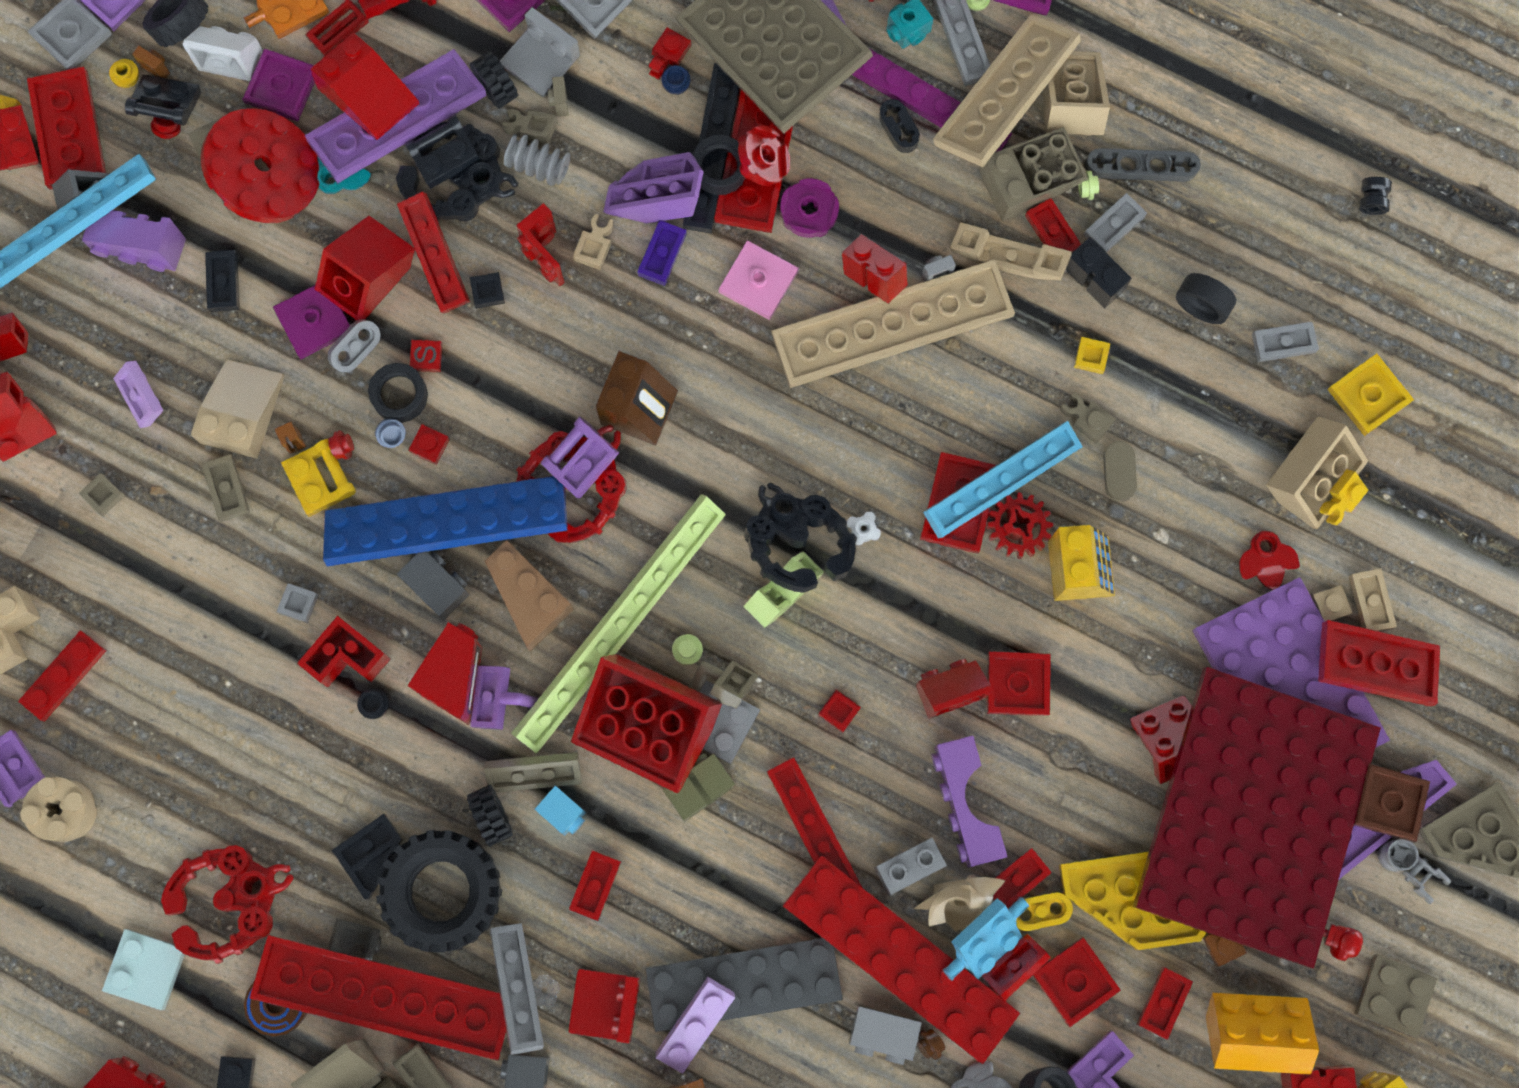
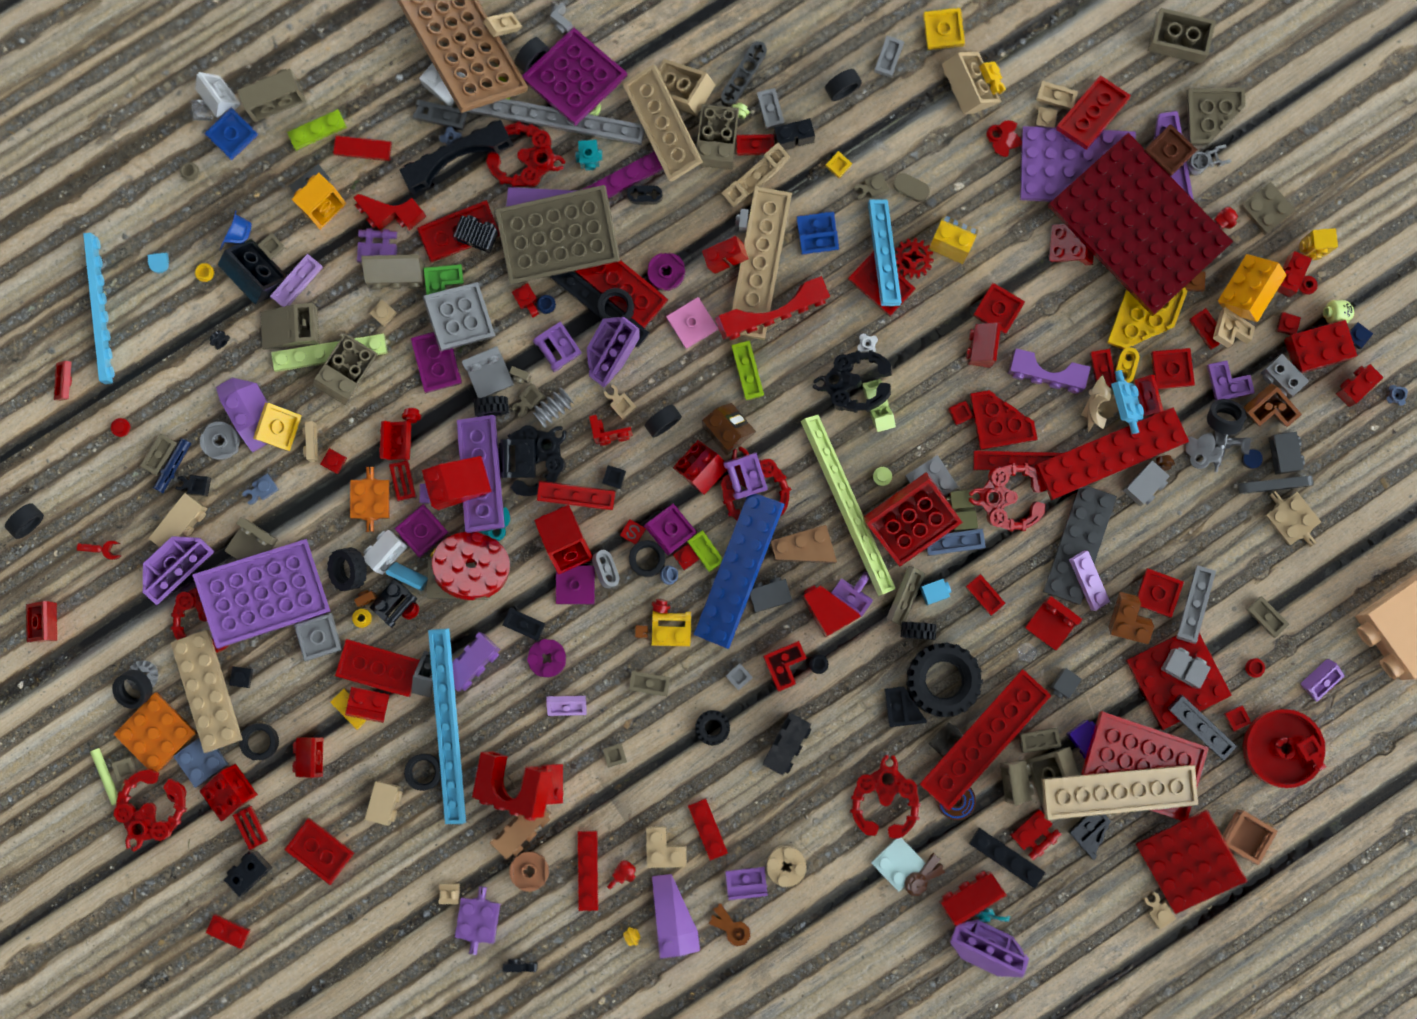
camera: 55 degrees left, 5 degrees up
(128, 1010) = (917, 882): none -> reddish brown piece
(182, 322) = (536, 660): none -> magenta plate
(189, 600) = (724, 727): none -> black tyre
(208, 95) = (407, 576): none -> medium azure slope
(234, 718) = (787, 744): none -> black wedge
(238, 408) = (605, 652): tan slope -> none
(450, 464) = (705, 551): none -> lime plate
(454, 401) = (670, 529): none -> magenta plate
(516, 989) = (1019, 664): light grey plate -> none
(562, 395) = (700, 467): none -> red slope
(597, 309) = (662, 420): none -> black tyre
(634, 127) = (562, 342): none -> medium lavender plate
(649, 805) = (958, 542): none -> sand blue plate
(662, 252) = (646, 367): dark purple plate -> none
(730, 685) = (916, 460): dark tan plate -> none
(733, 387) = (747, 370): none -> lime plate
(748, 834) = (1003, 497): none -> red piece
(753, 165) = (618, 281): red plate -> none
(787, 331) = (737, 321): none -> red arch
(856, 772) = (999, 422): none -> red plate
(910, 866) = (1066, 421): light grey brick -> none
(980, 379) = (817, 233): none -> blue slope
(1189, 1032) = (1231, 326): none -> tan plate

